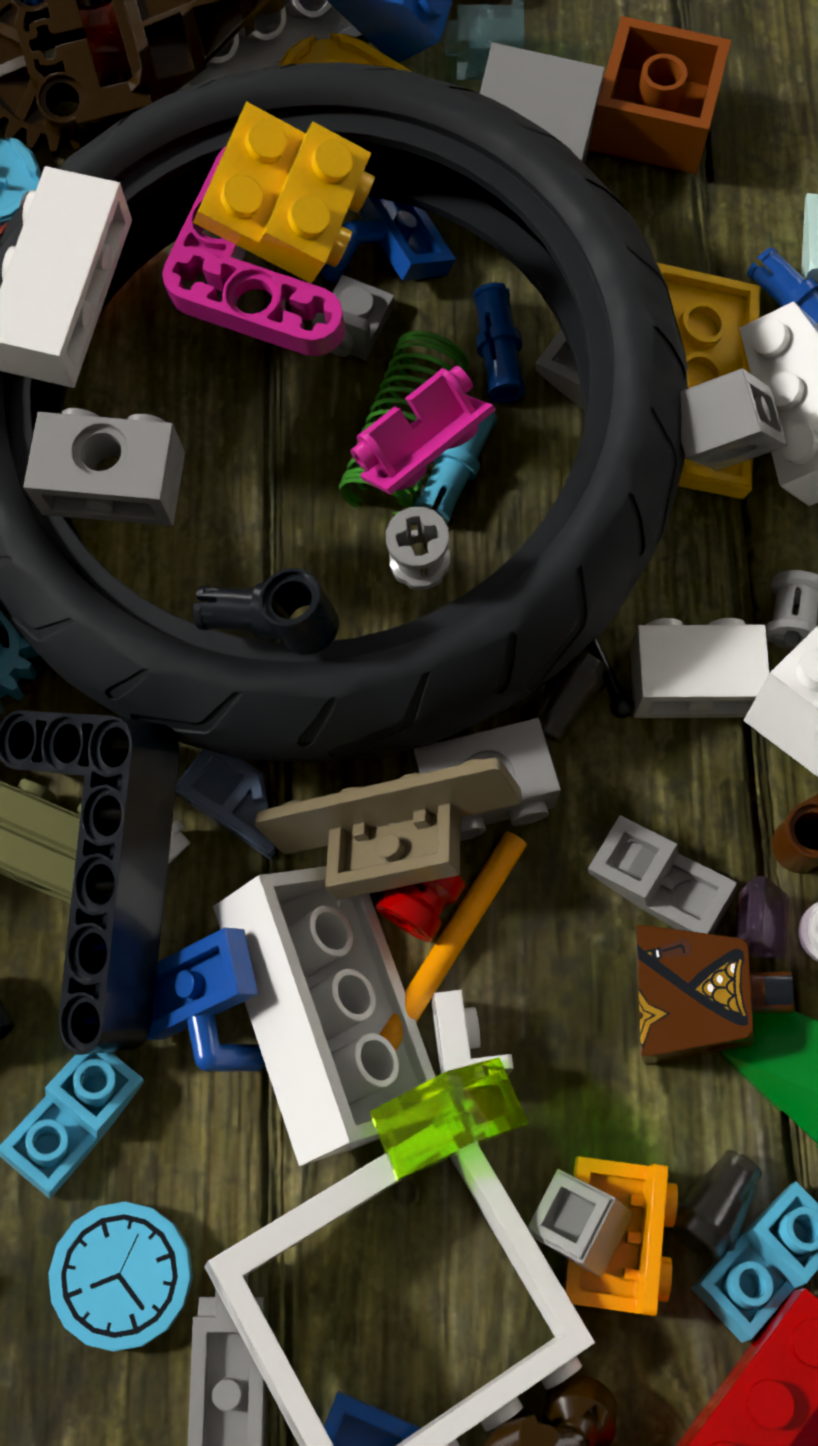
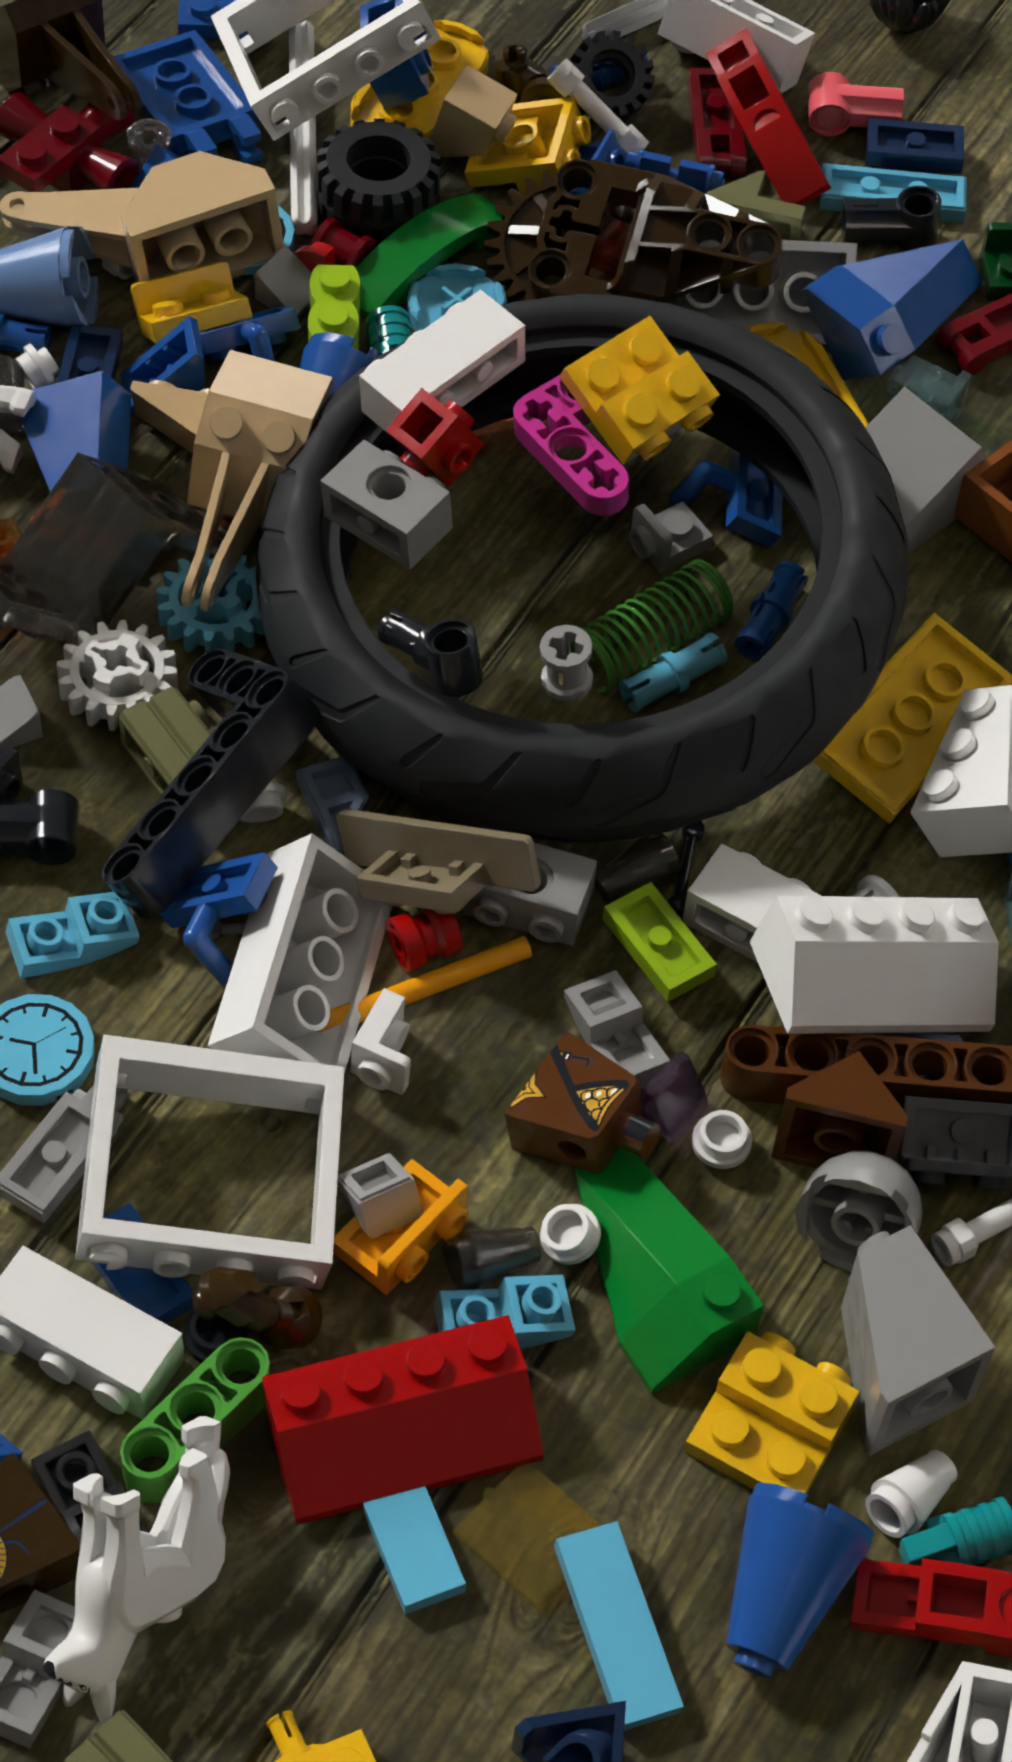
camera: 30 degrees right, 15 degrees down
(111, 365) = (435, 437): none -> red brick
(399, 452) = (600, 594): dark pink hinge -> none
(447, 1116) = (335, 1054): clear neon green slope -> none
(638, 759) = (659, 941): none -> lime plate
(729, 421) = (885, 729): light grey brick -> none
(771, 1130) = (570, 1233): none -> white plate

